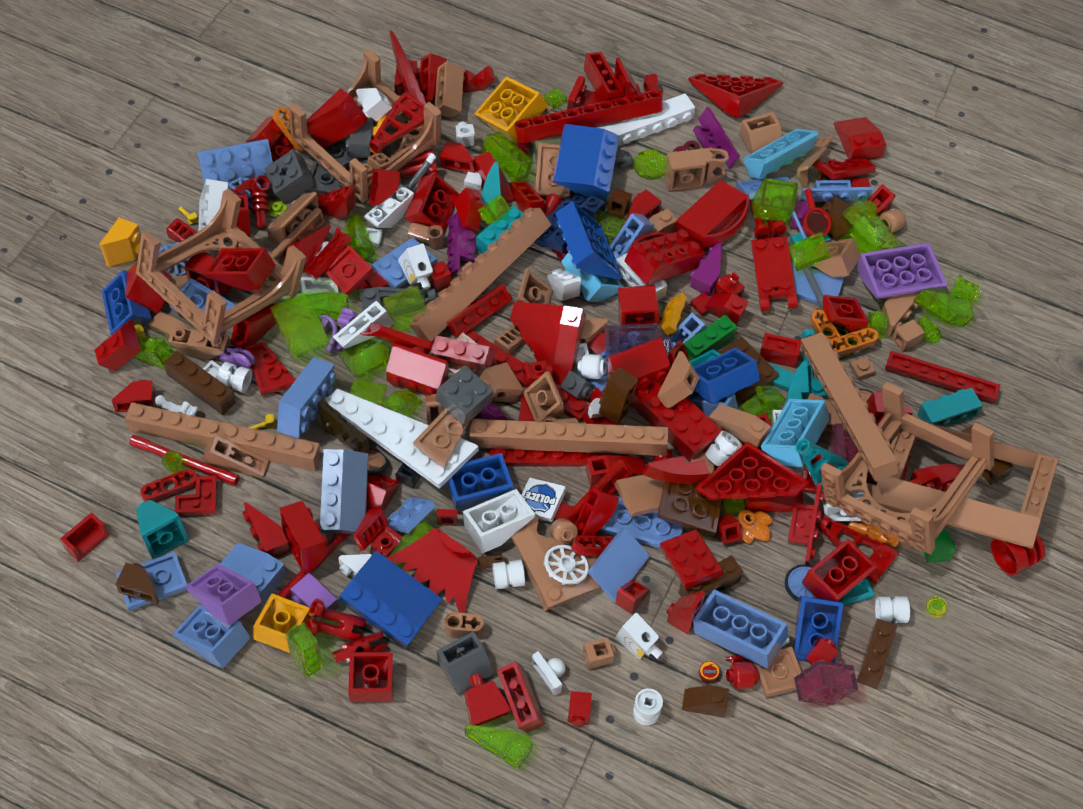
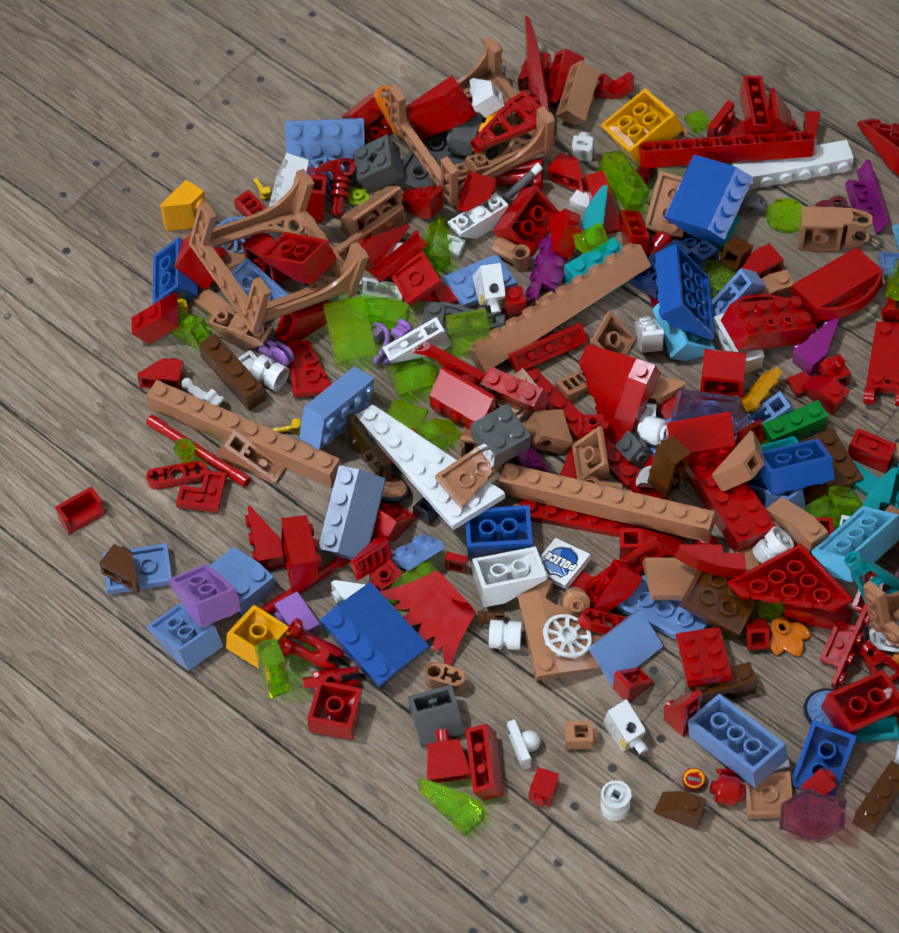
camera: 20 degrees right, 0 degrees up
(160, 528) = (156, 517): teal slope -> none

